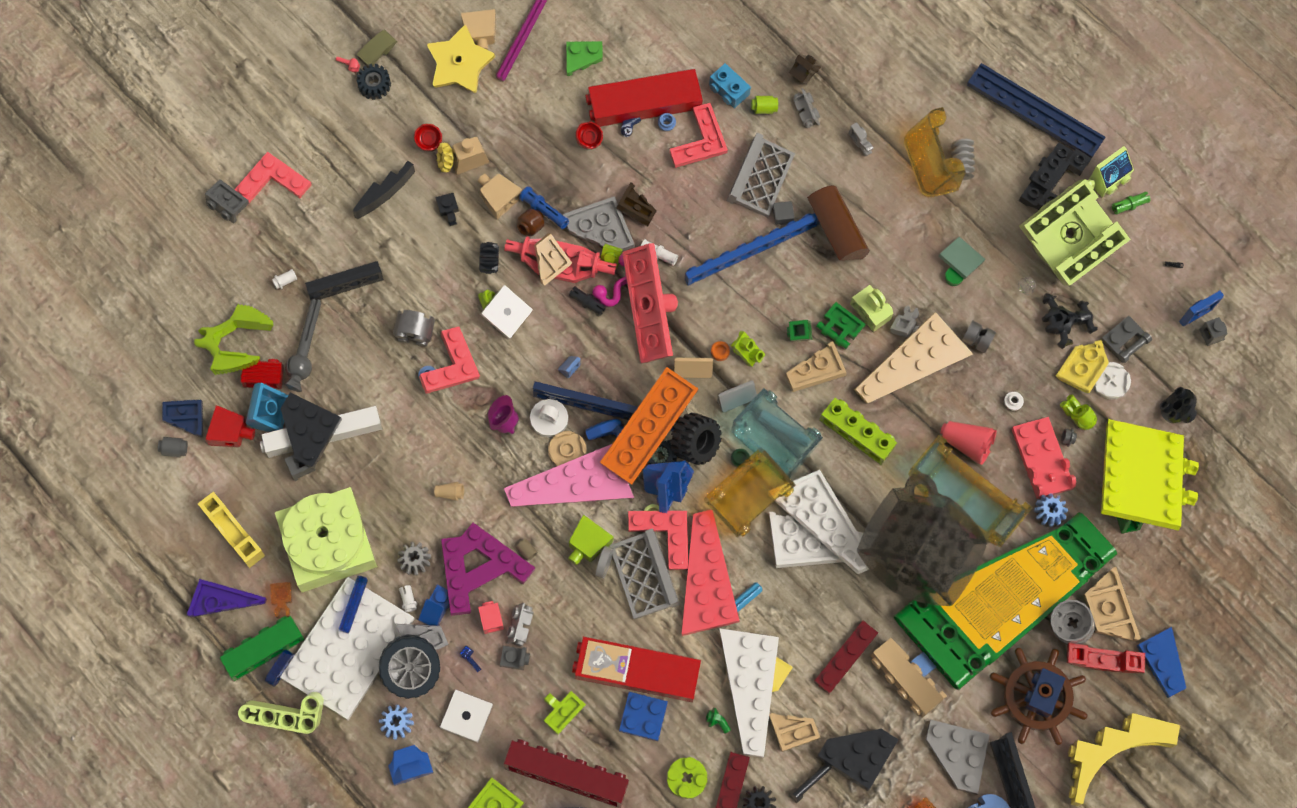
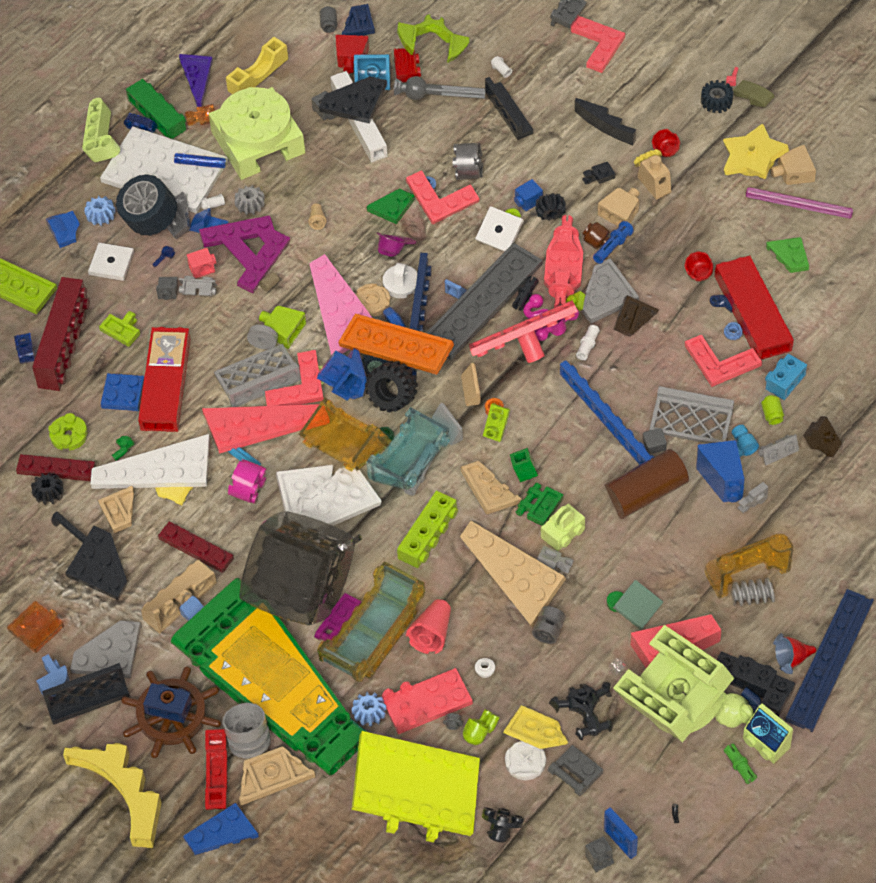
camera: 90 degrees right, 15 degrees down
(448, 413) = (392, 206): none -> green wing
(466, 278) = (527, 195): none -> blue brick
(550, 258) = (557, 249): tan wing -> none
(591, 342) = (486, 297): none -> dark grey plate
(784, 594) = (247, 480): none -> dark pink brick
(799, 135) = (745, 442): none -> dark azure piece
(834, 155) = (722, 469): none -> blue slope
(1010, 242) = (699, 631): none -> coral wedge
(1029, 139) = (791, 652): none -> hat
(1069, 180) = (754, 700): none -> dark blue arm

